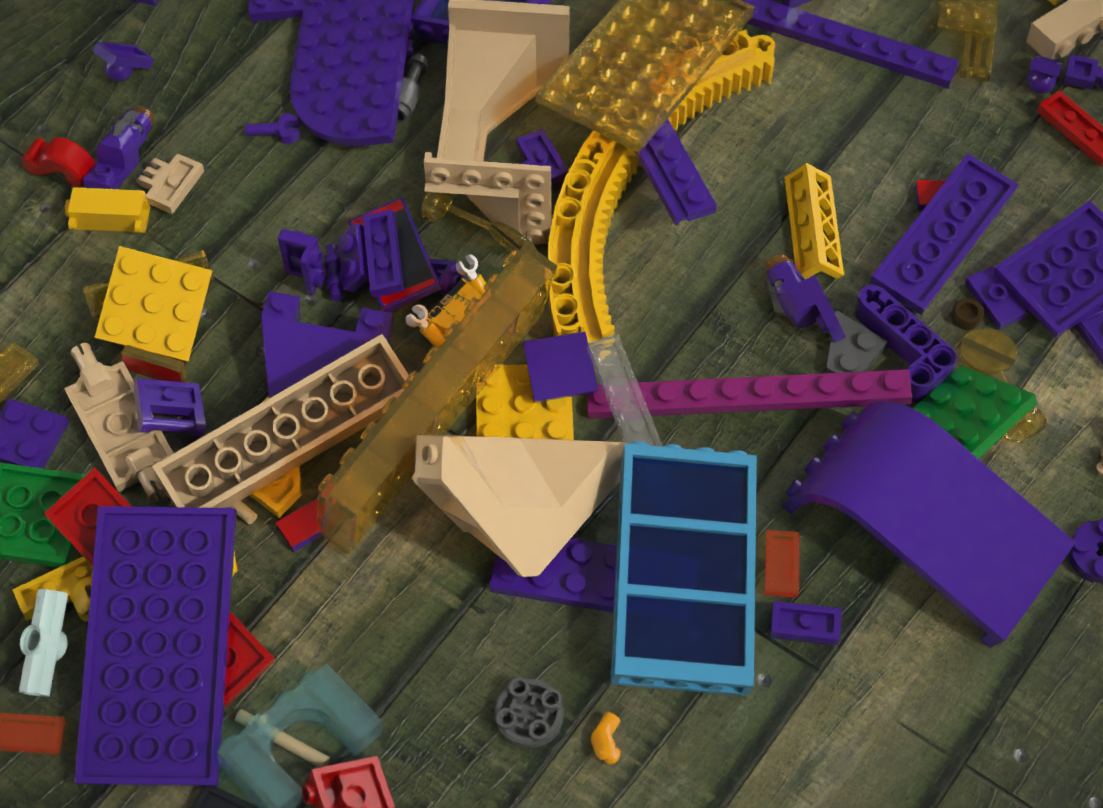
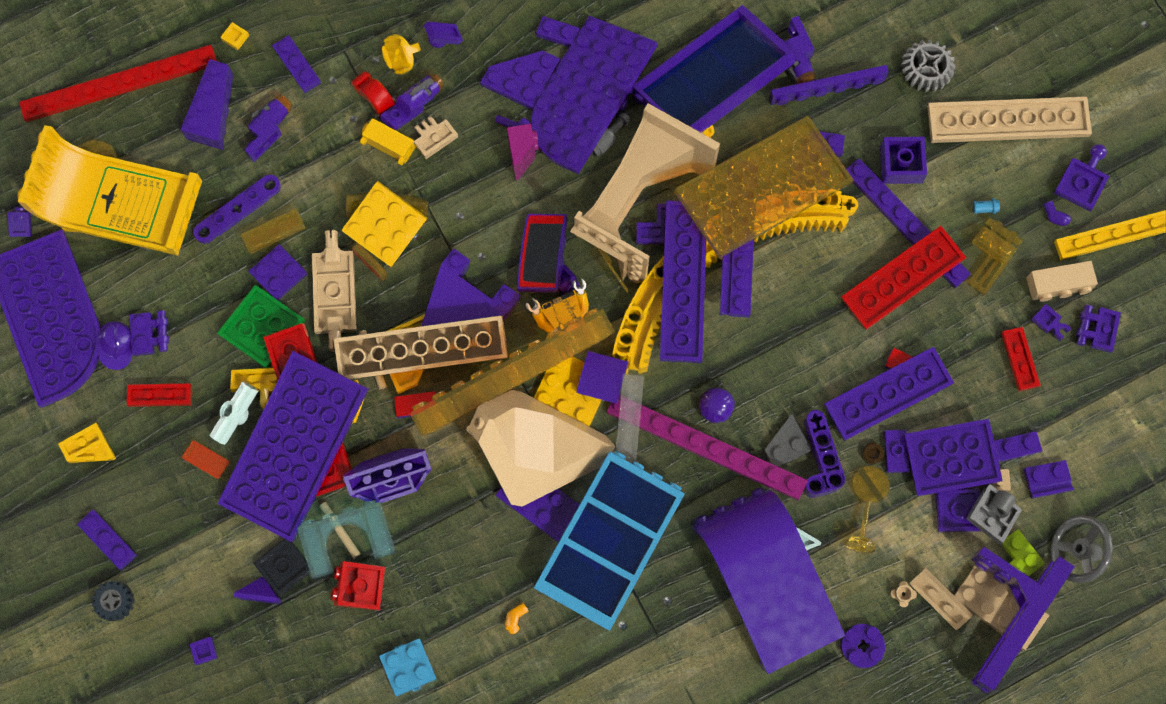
camera: 25 degrees right, 15 degrees up
(73, 100) = (399, 53): none -> yellow tile
(169, 398) = (367, 289): dark purple plate -> none
(256, 72) = (522, 77): none -> dark purple plate
(299, 141) = (522, 147): none -> magenta slope
(302, 258) = (485, 228): dark purple bracket -> none
(322, 624) = (388, 475): none -> dark purple wedge
(347, 262) = (512, 245): dark purple plate -> none
(383, 253) = (532, 253): dark purple plate -> none
(529, 713) = (480, 581): dark grey tile -> none
(608, 211) = (682, 287): none -> dark purple plate
(731, 340) = (716, 405): none -> dark purple hair
(782, 563) = (670, 561): tile -> none
(800, 298) = (773, 398): dark purple plate -> none
(805, 623) = (663, 605): dark purple plate -> none
(809, 221) = (808, 345): yellow fence -> none
(880, 95) = (903, 277): none -> red plate
(976, 408) = (829, 523): green plate -> none
(1043, 74) = (1020, 308): dark purple tile -> none

